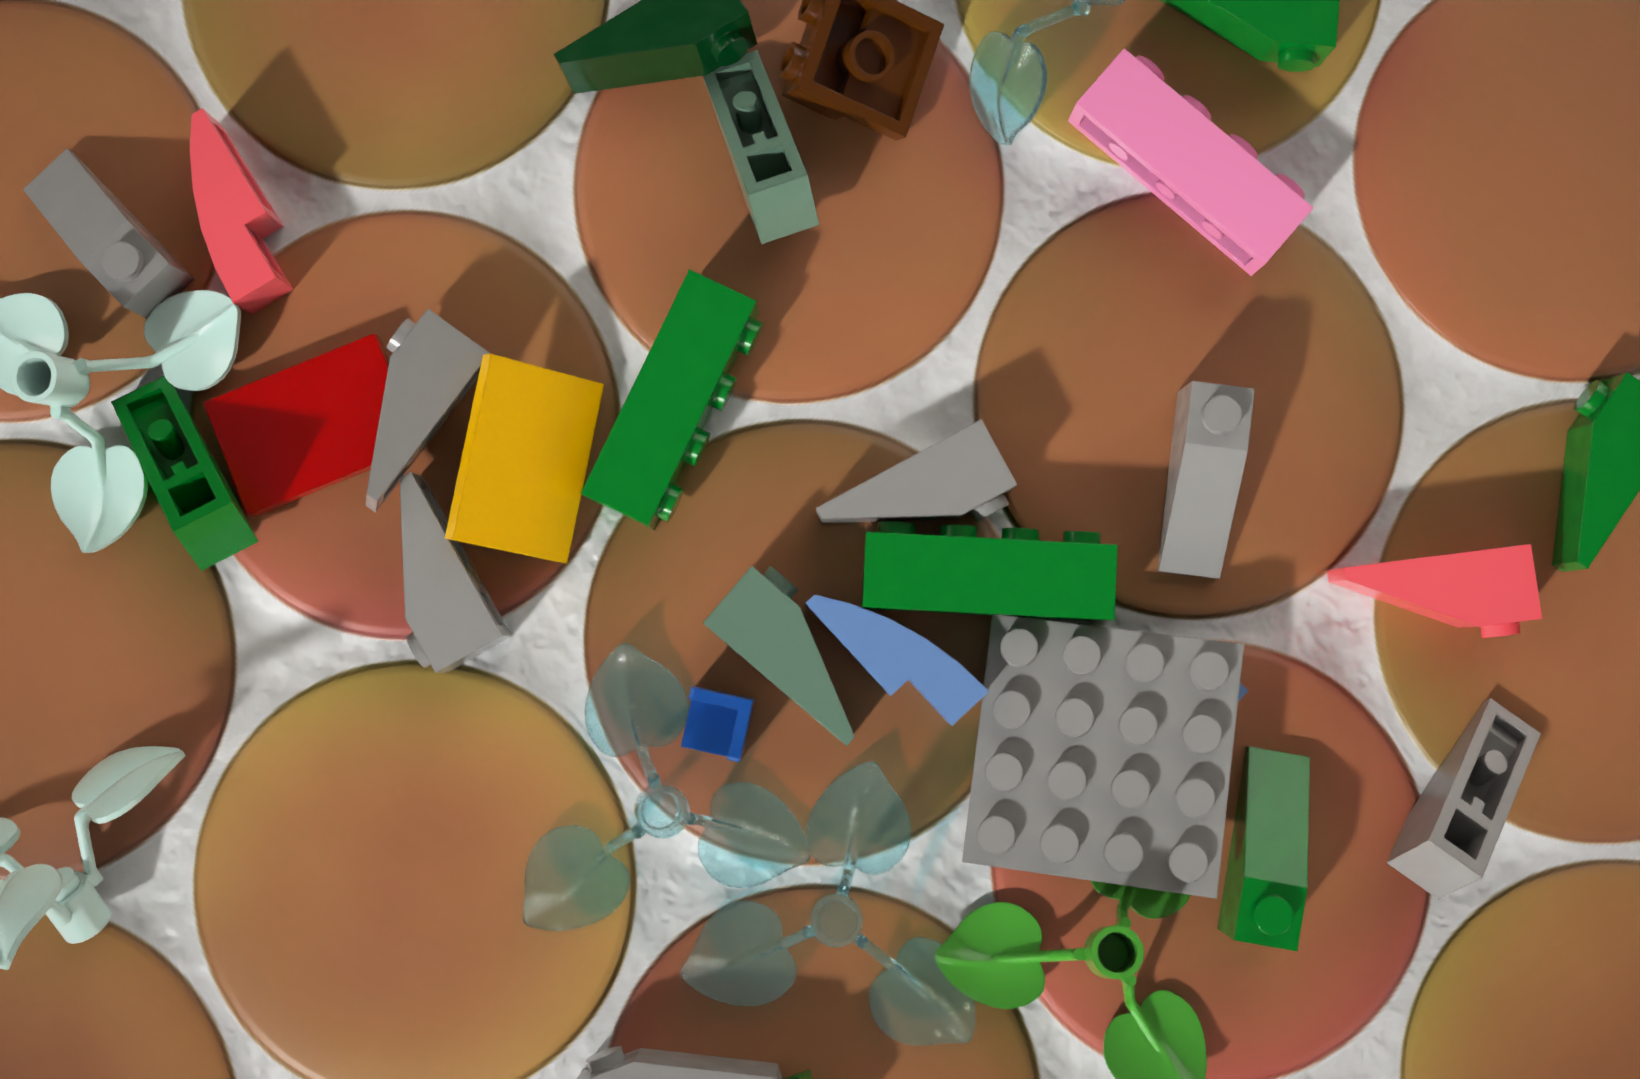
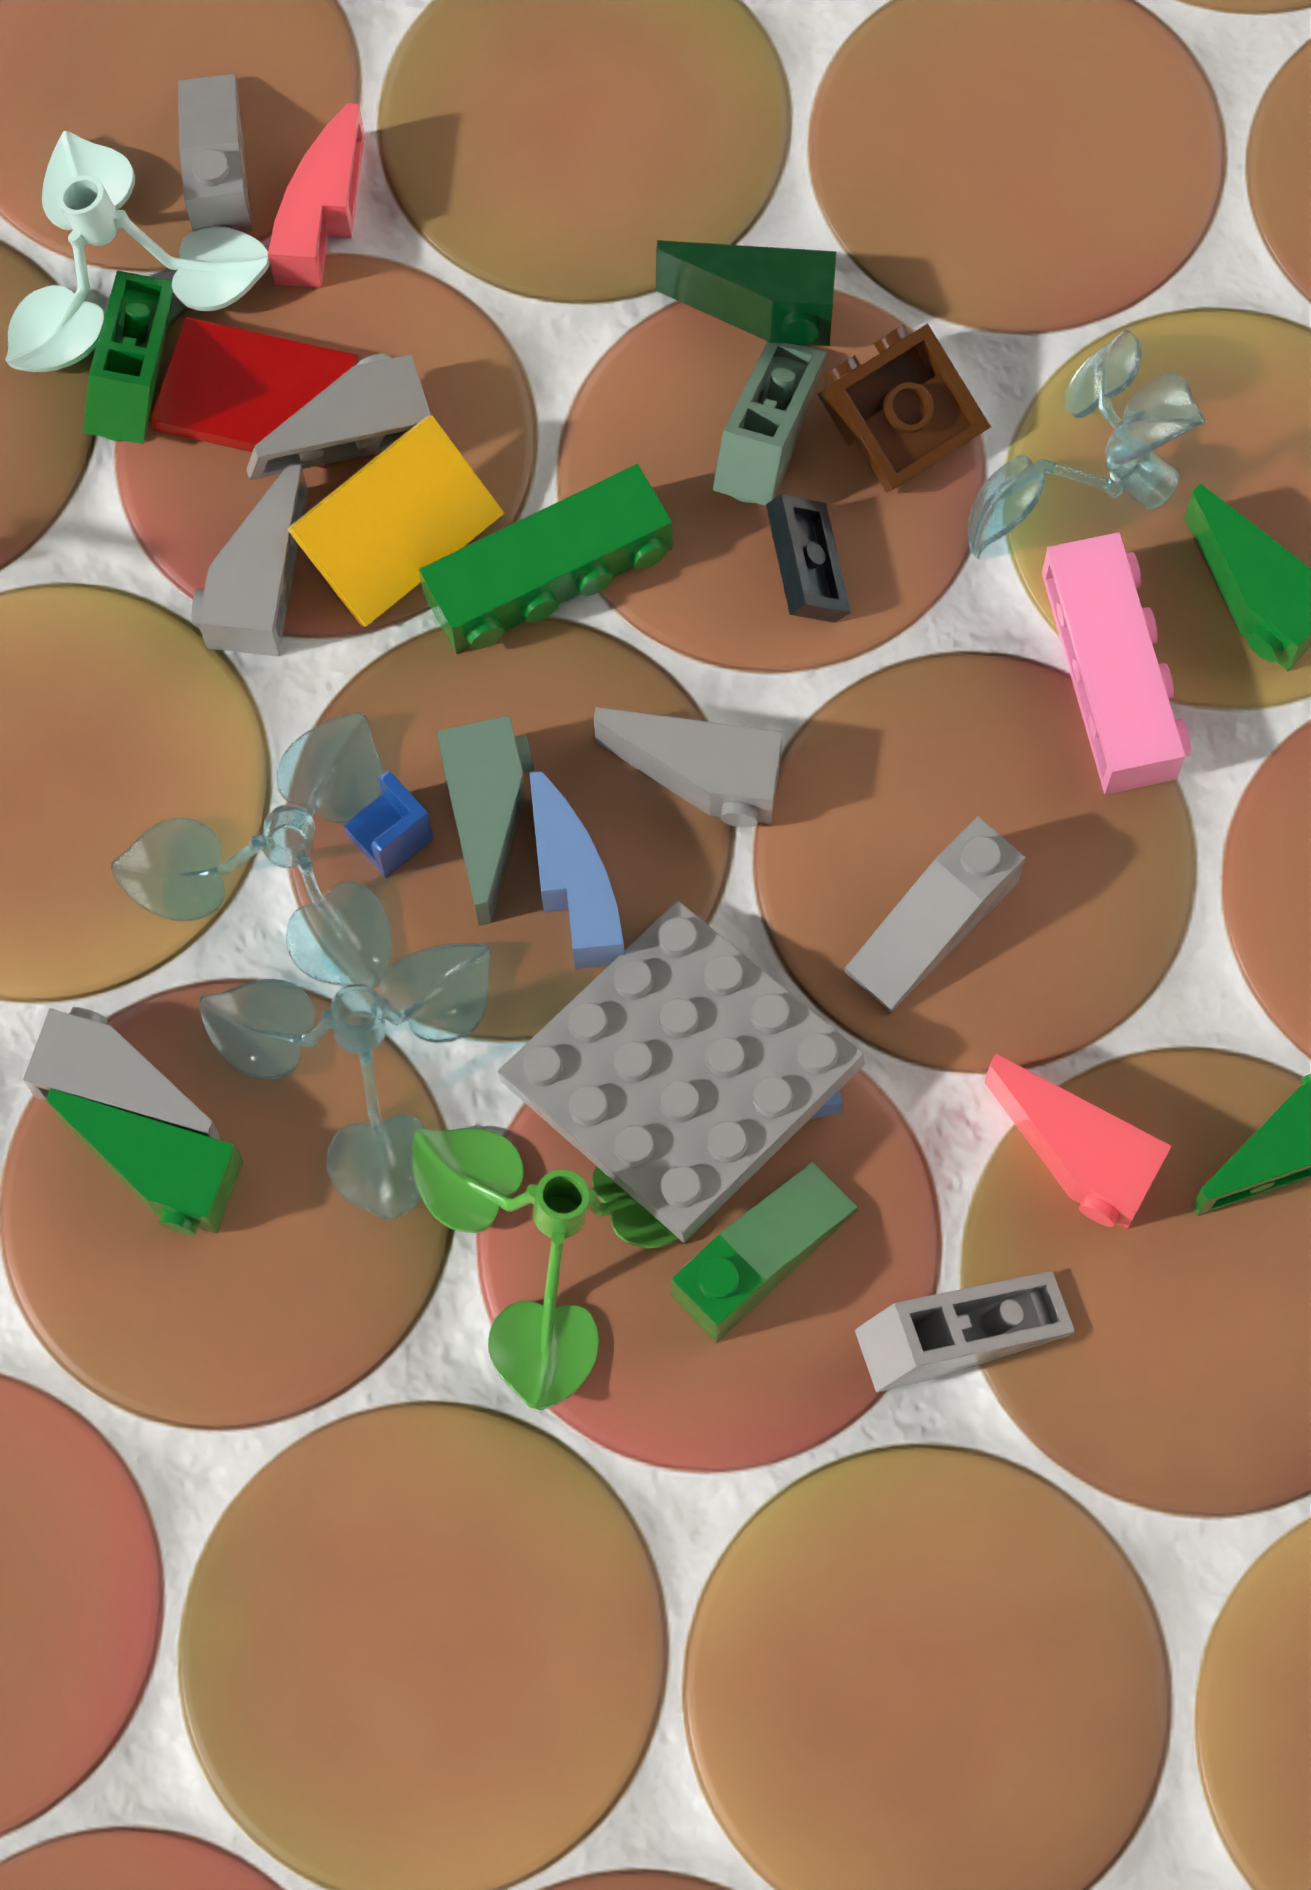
camera: 40 degrees right, 15 degrees down
(881, 247) = (808, 558): none -> black plate
(989, 575) = (693, 861): green brick -> none

